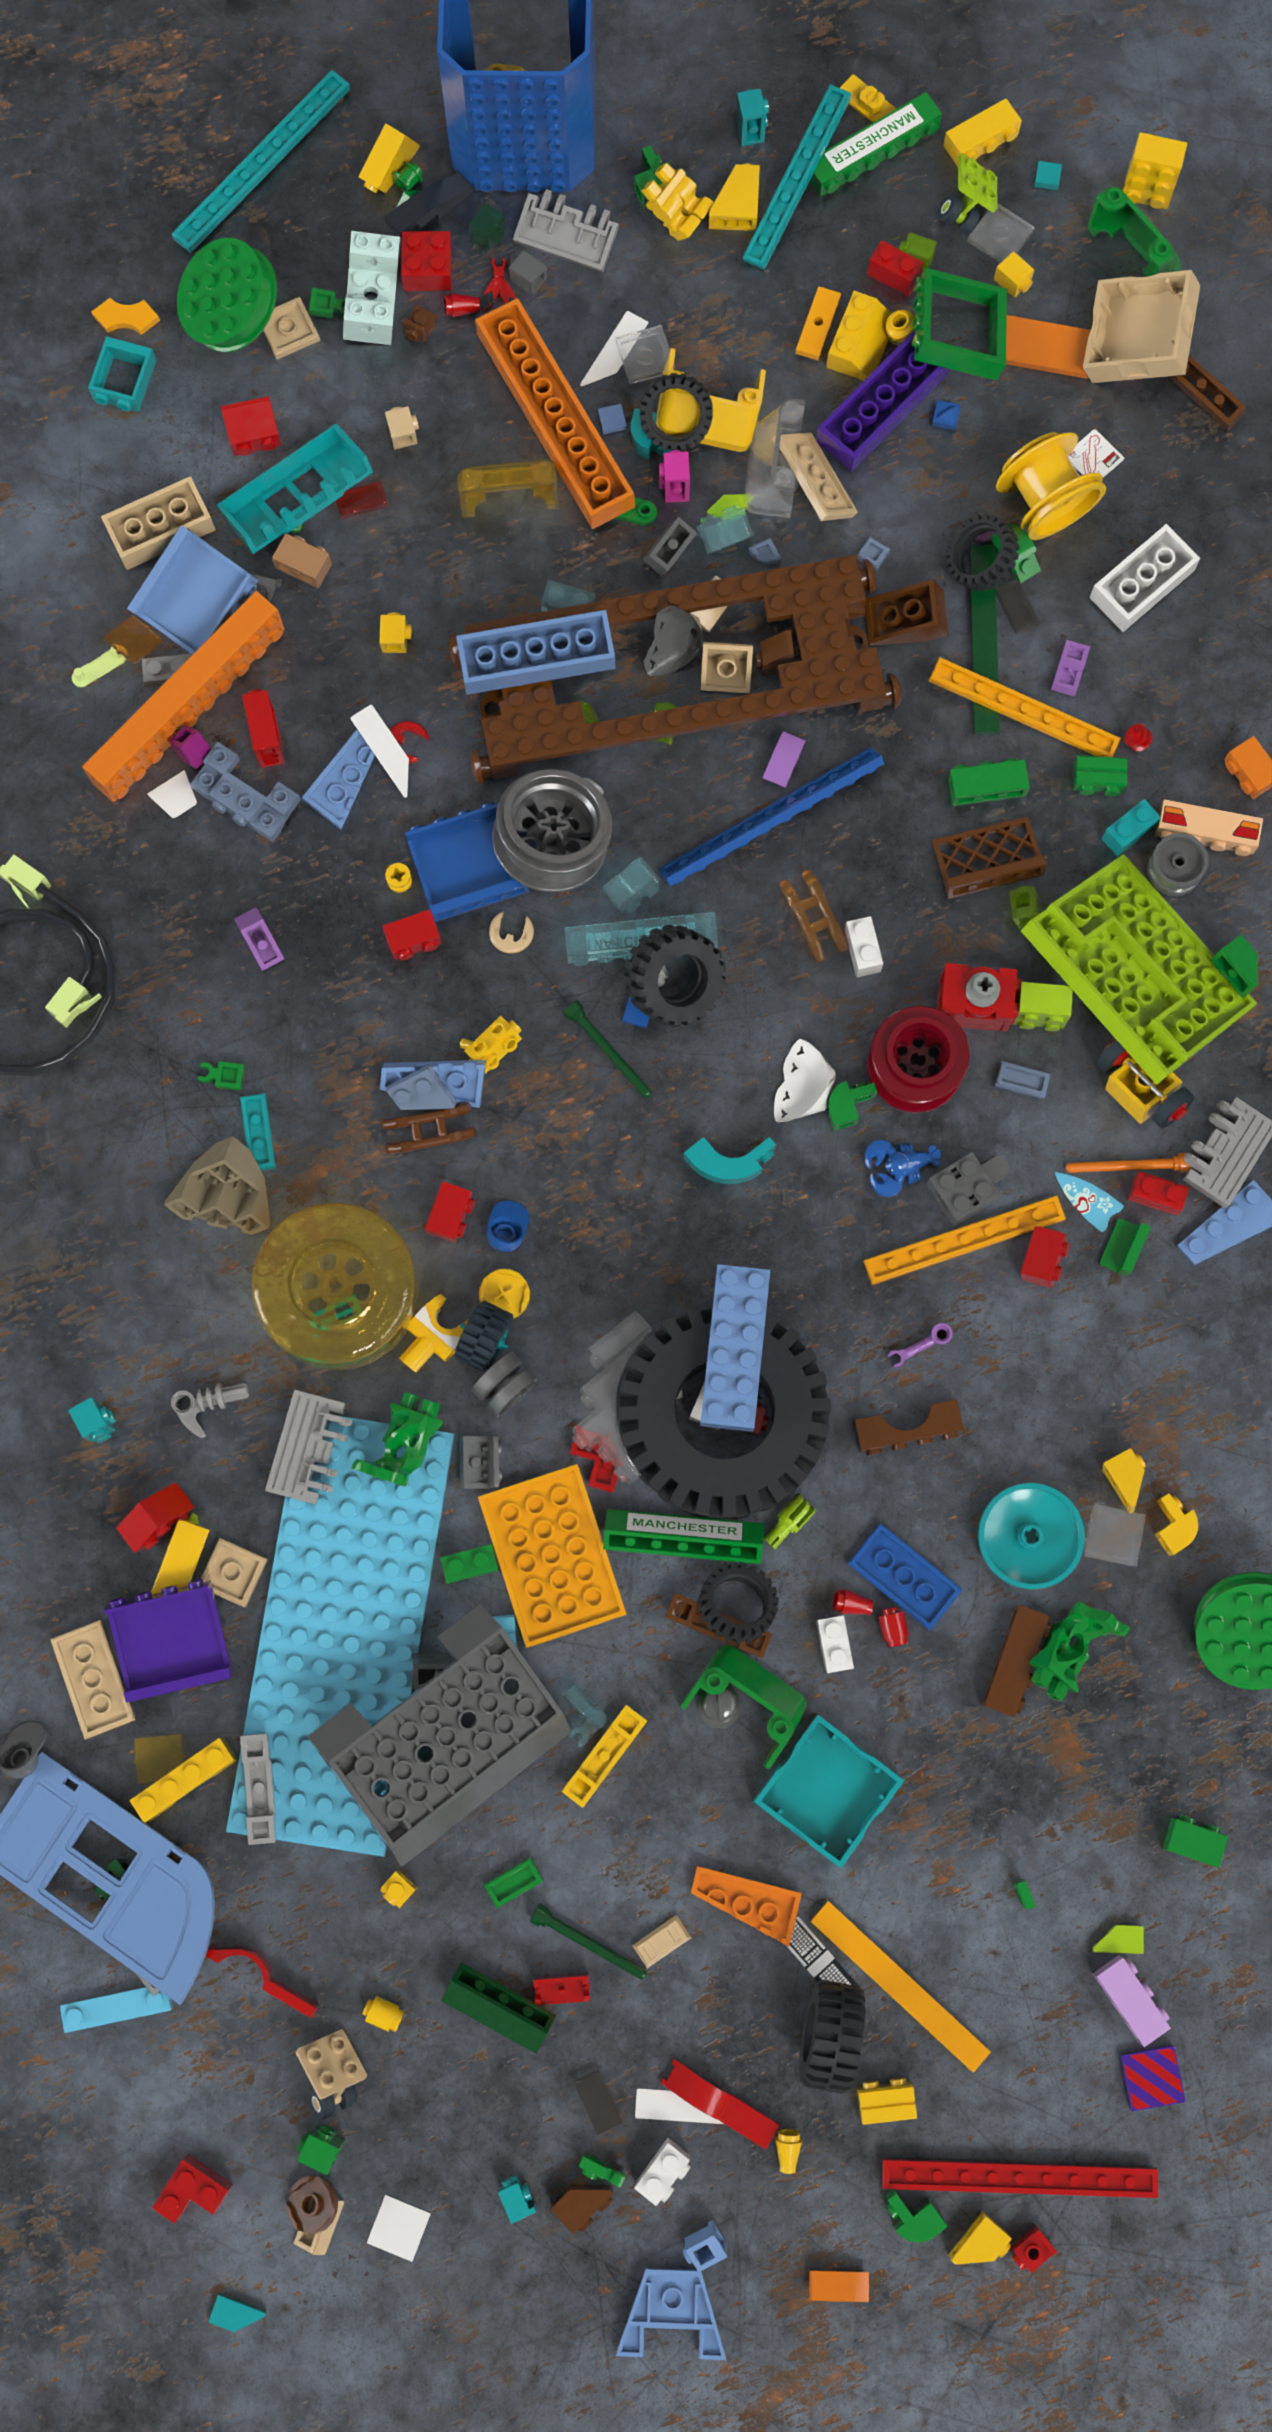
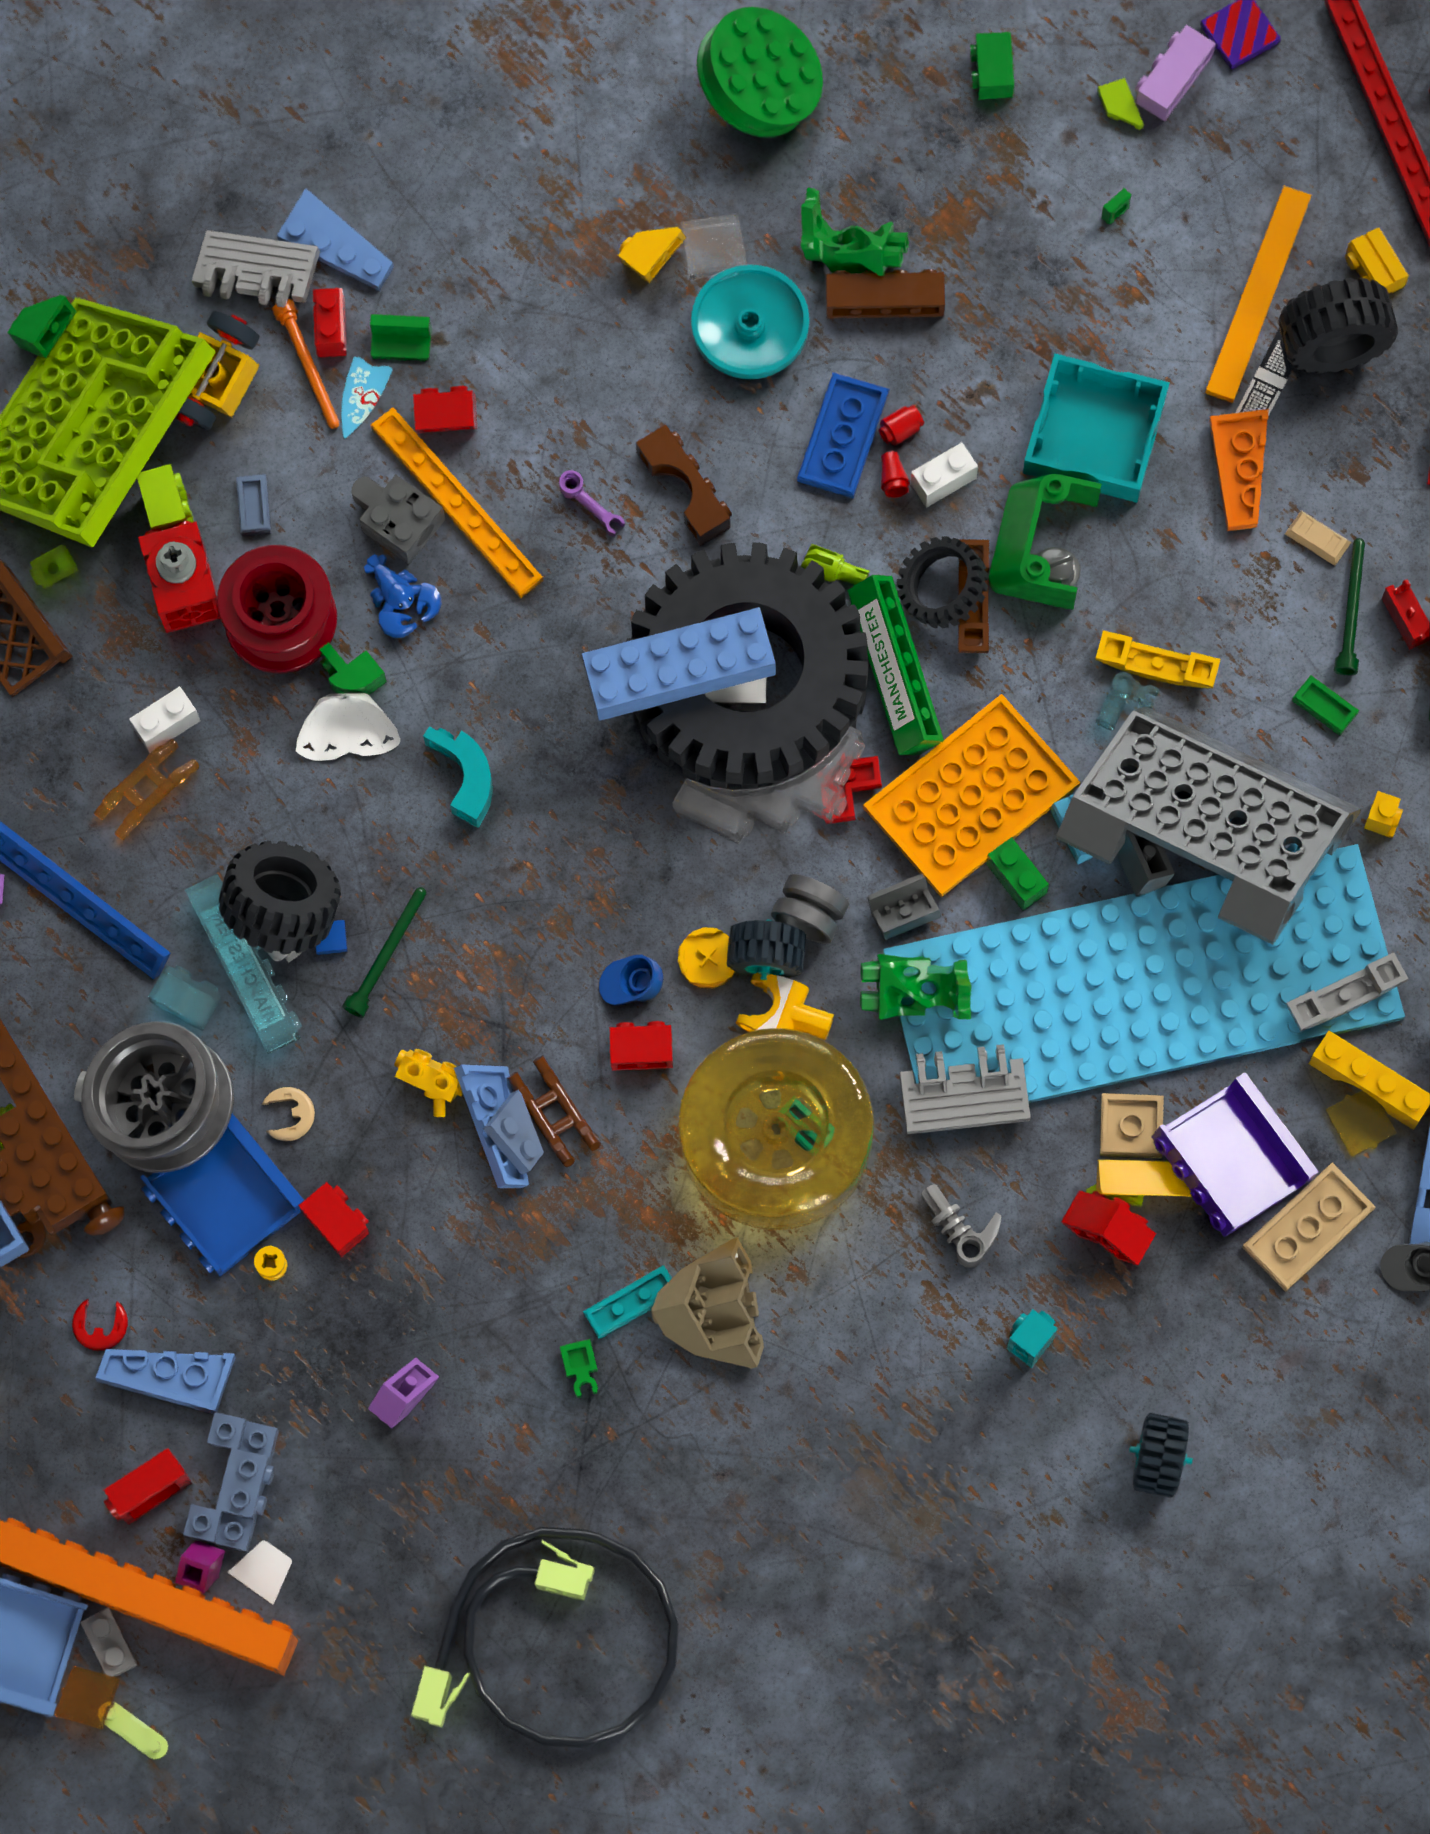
camera: 110 degrees left, 5 degrees down
(383, 746) = (116, 1343): white sticker -> none
(1182, 1527) = (680, 182): yellow brick -> none

